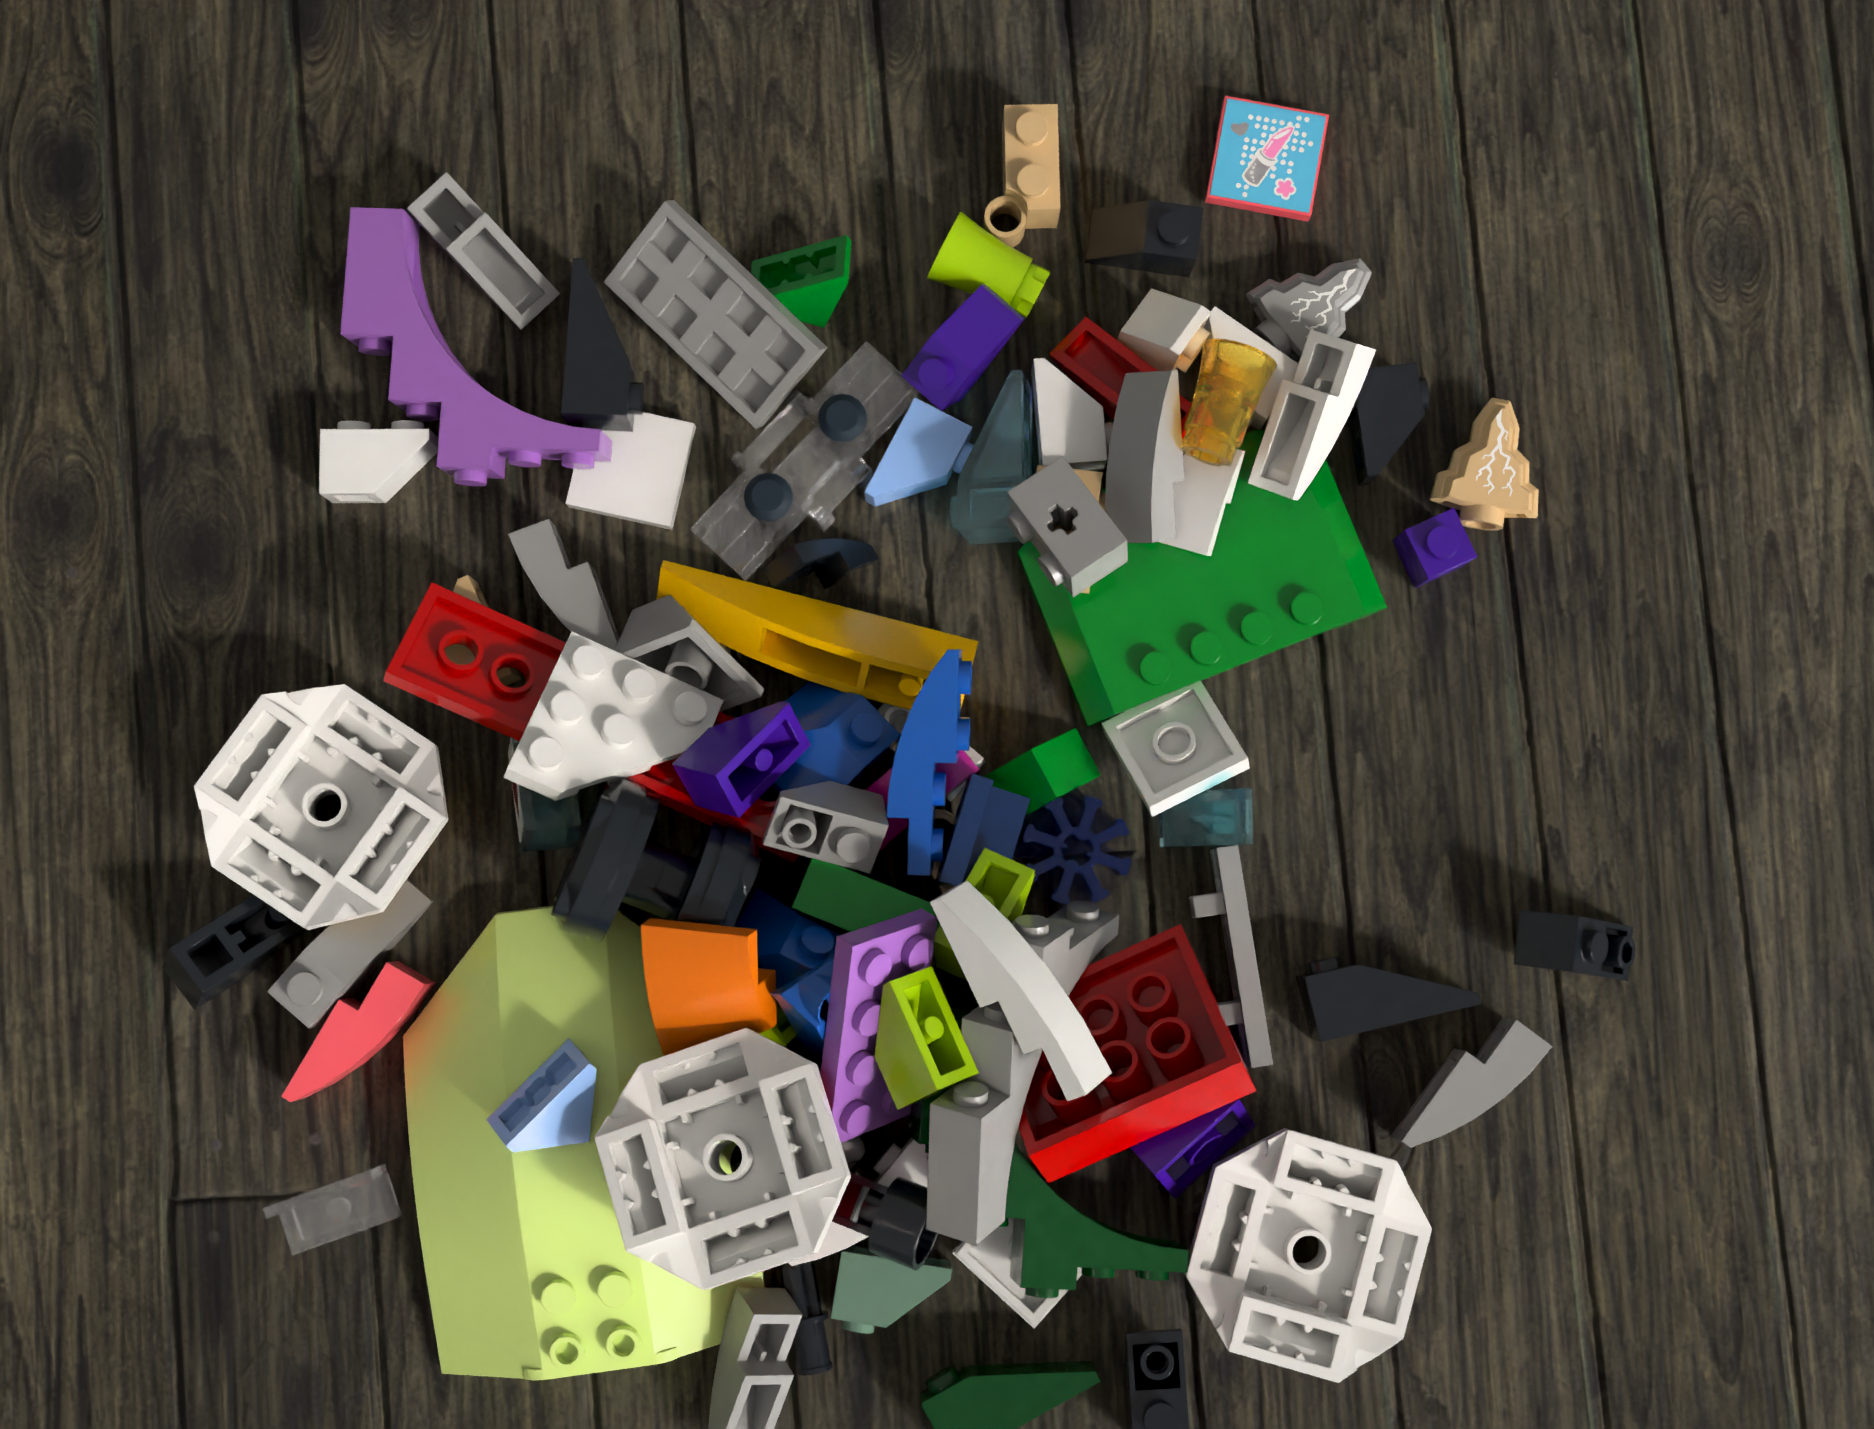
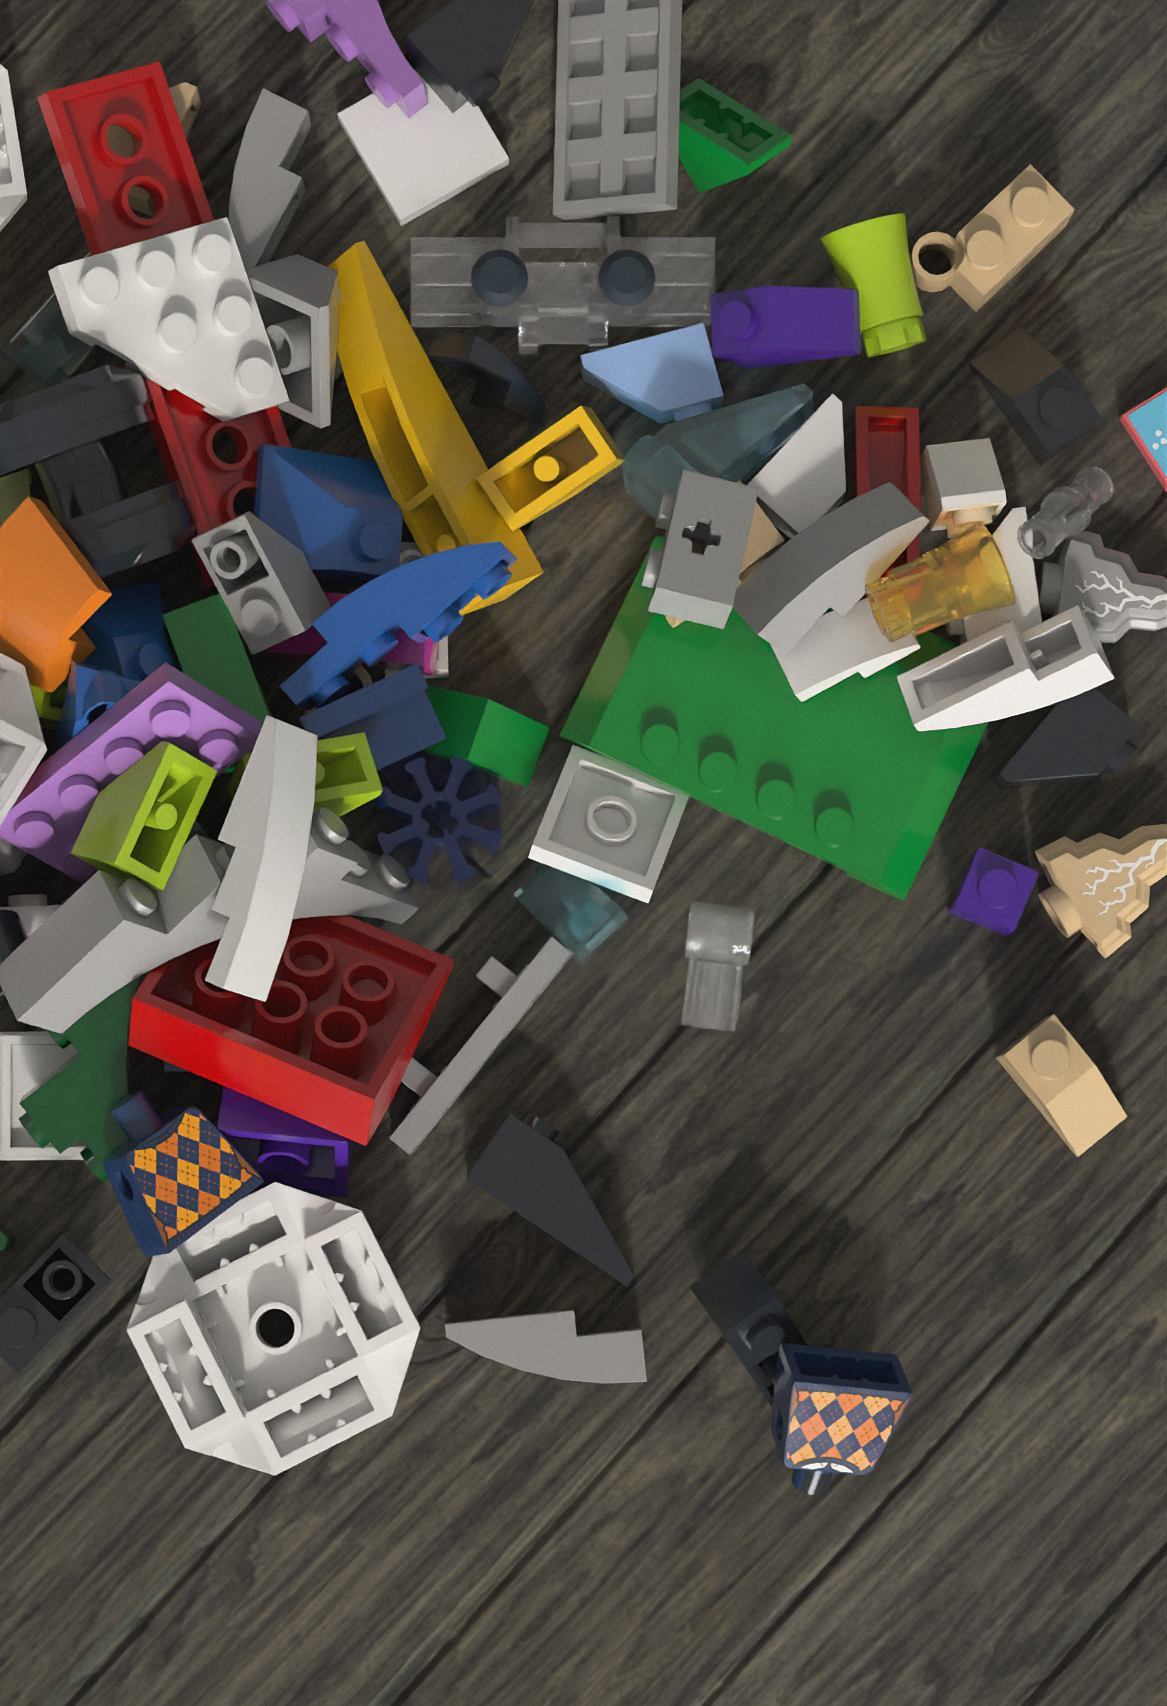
camera: 45 degrees right, 0 degrees up
(741, 758) = (250, 457): dark purple slope -> none
(918, 576) = (551, 468): none -> yellow slope
(1157, 1229) = (173, 1173): none -> dark blue torso
(1240, 285) = (1065, 512): none -> clear pin
(1312, 749) = (717, 950): none -> clear piece
(1588, 615) = (1063, 1084): none -> tan slope
(1675, 944) = (834, 1411): none -> dark blue torso

